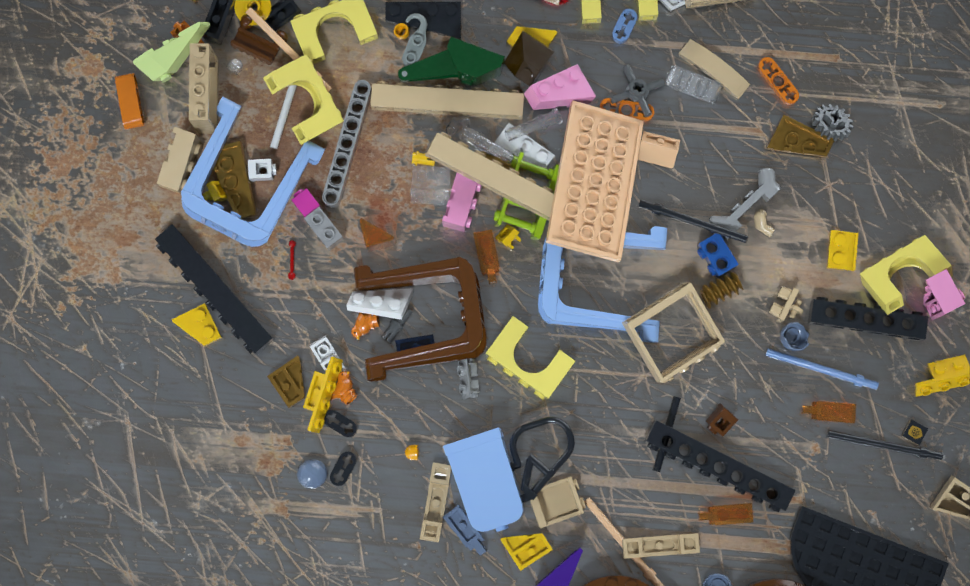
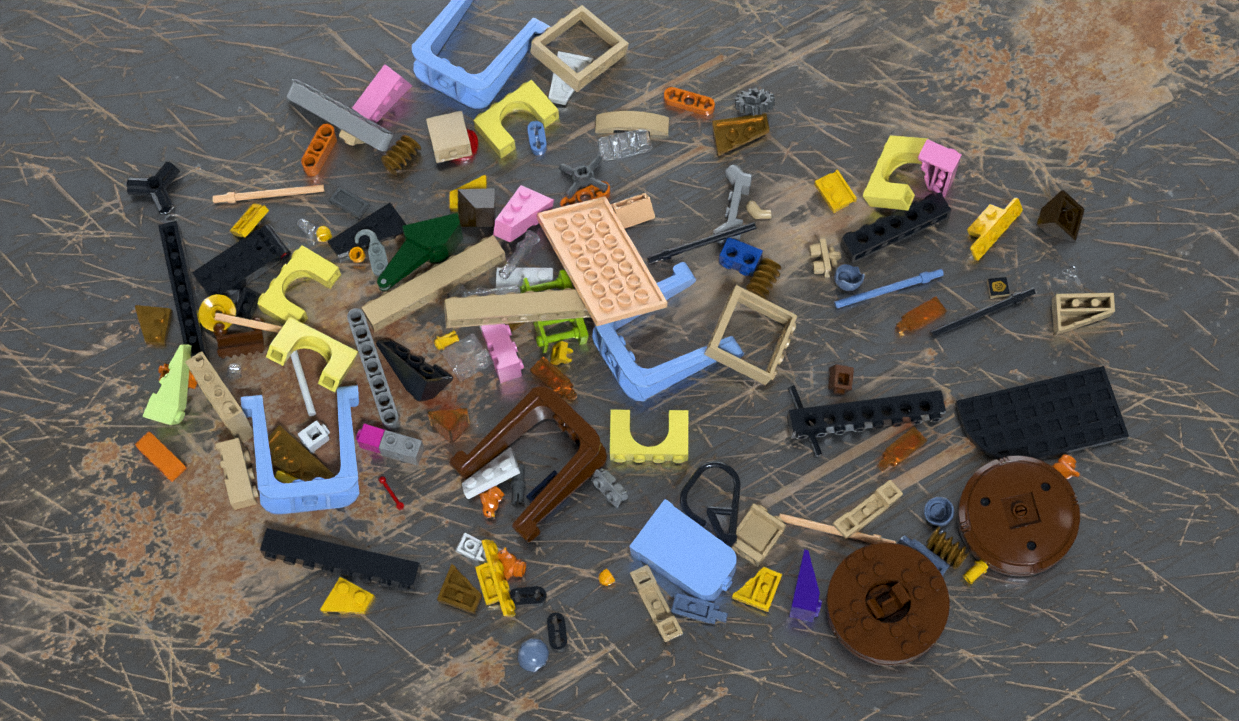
camera: 35 degrees left, 15 degrees down
(378, 170) = (417, 376): none -> black wedge

